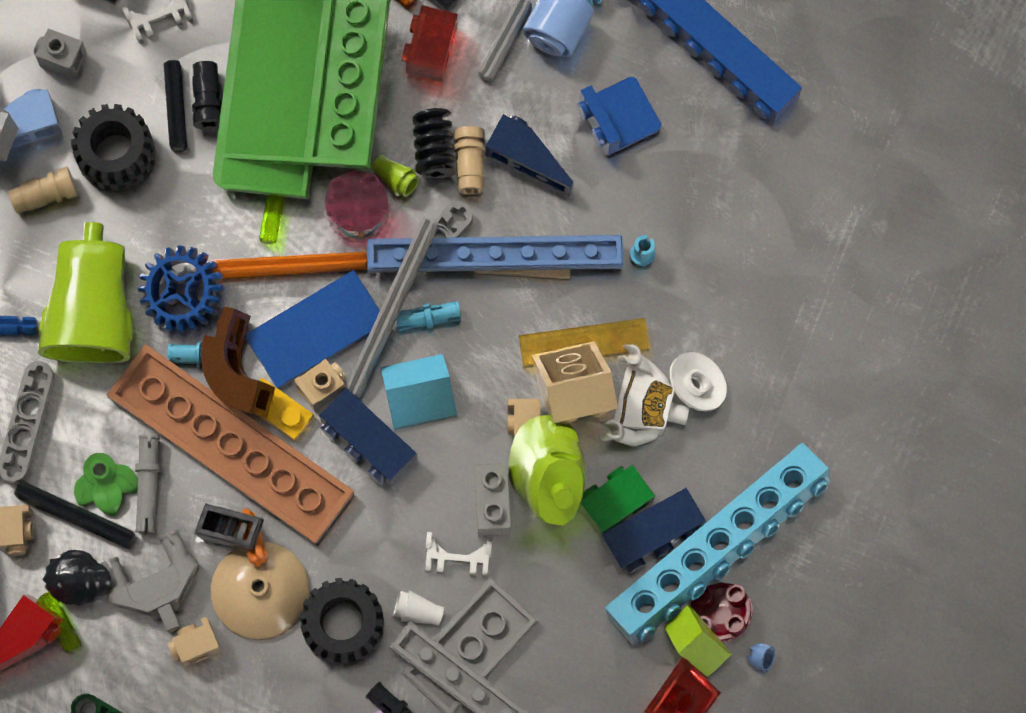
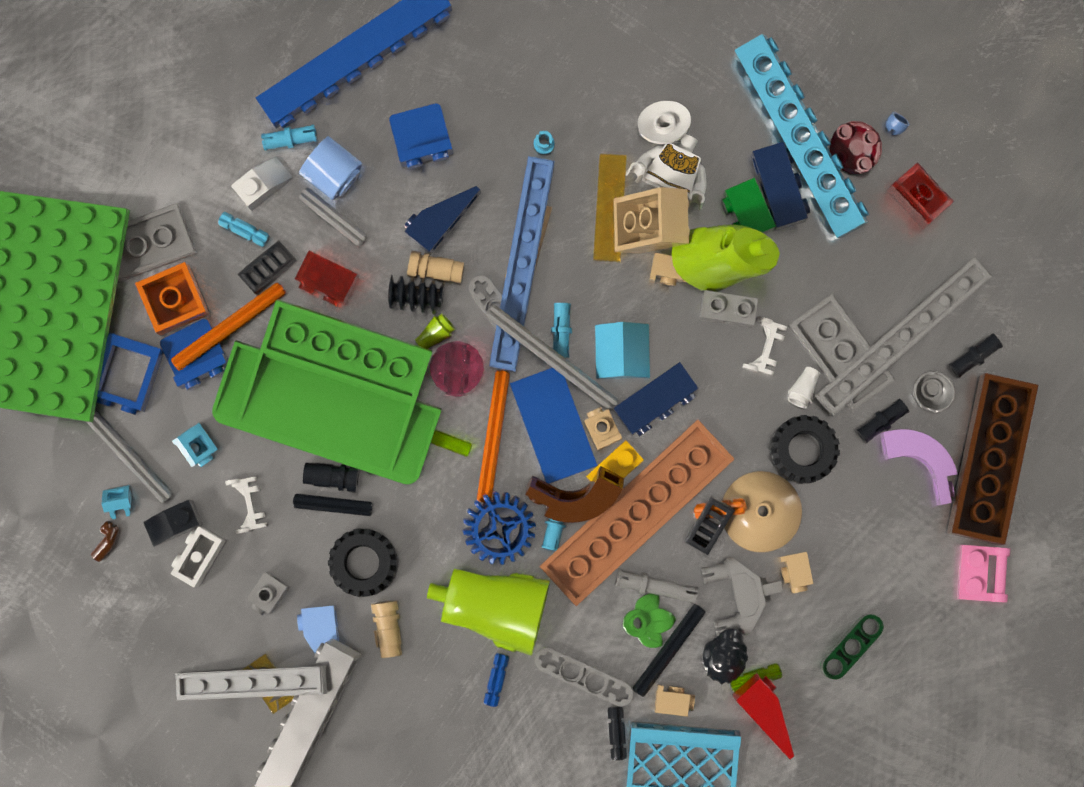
camera: 70 degrees left, 10 degrees up
(696, 641) = (878, 171): lime slope -> none

